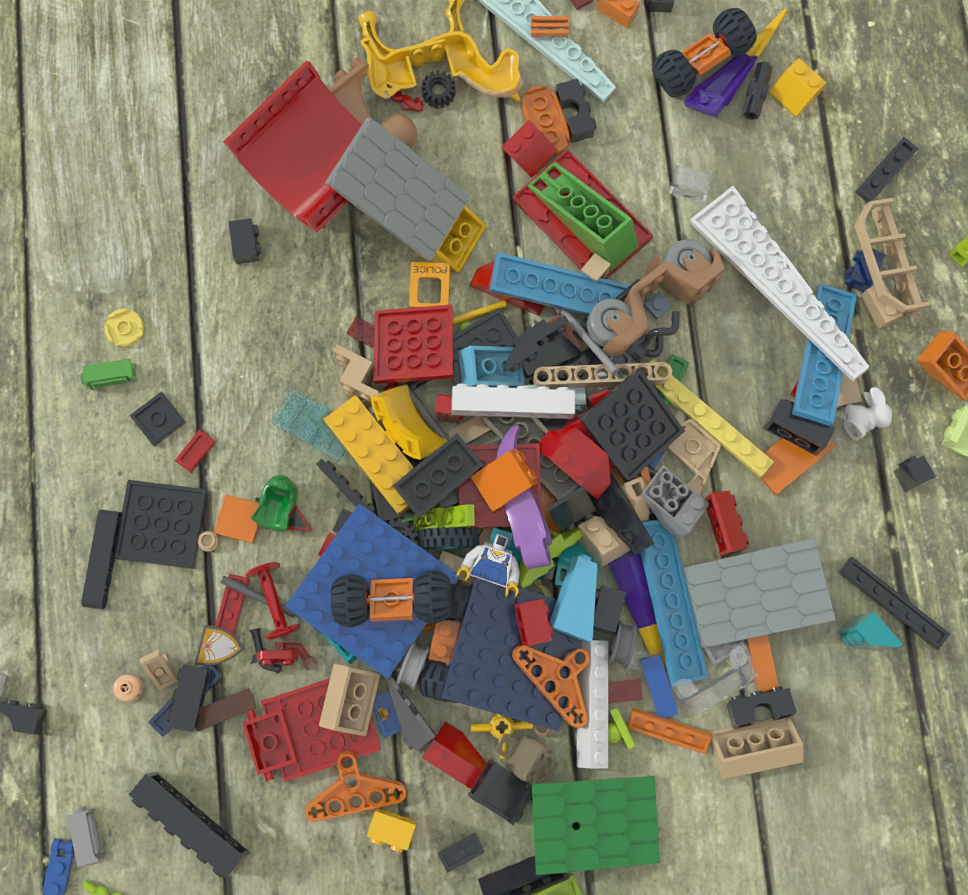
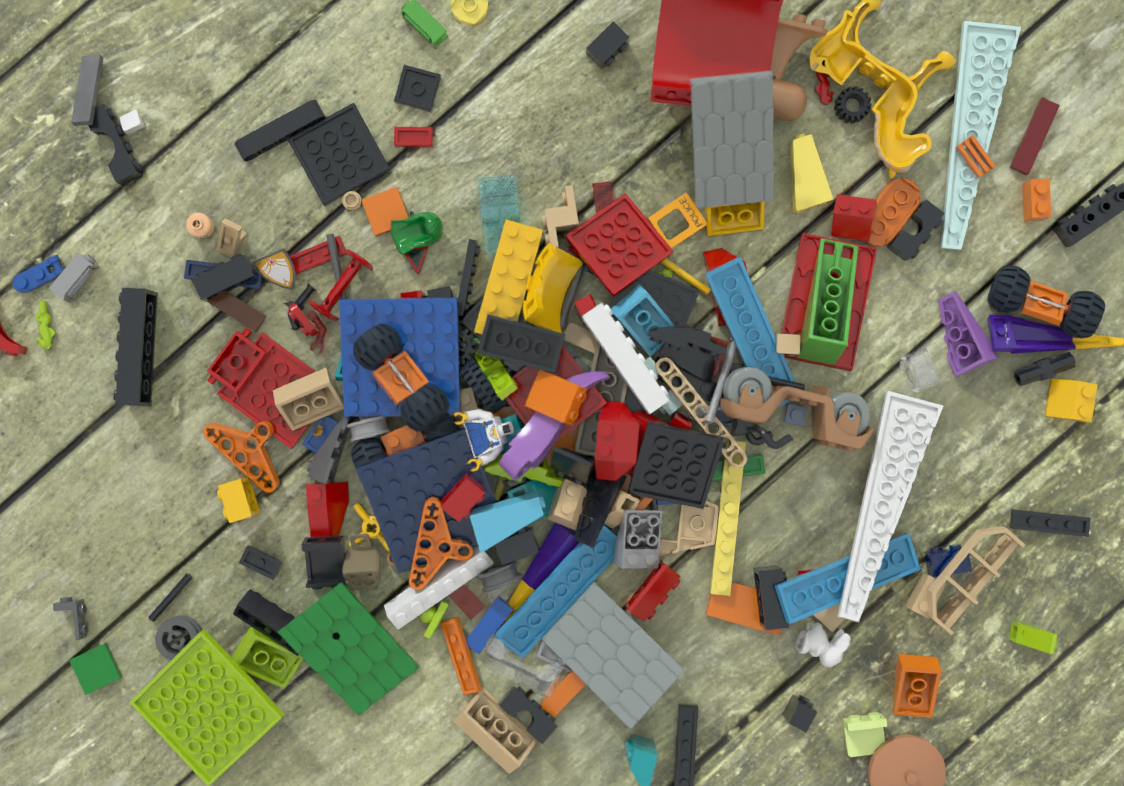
camera: 55 degrees right, 10 degrees up
(469, 161) = (807, 175): none -> light yellow slope
(692, 133) = (965, 339): none -> medium lavender wedge

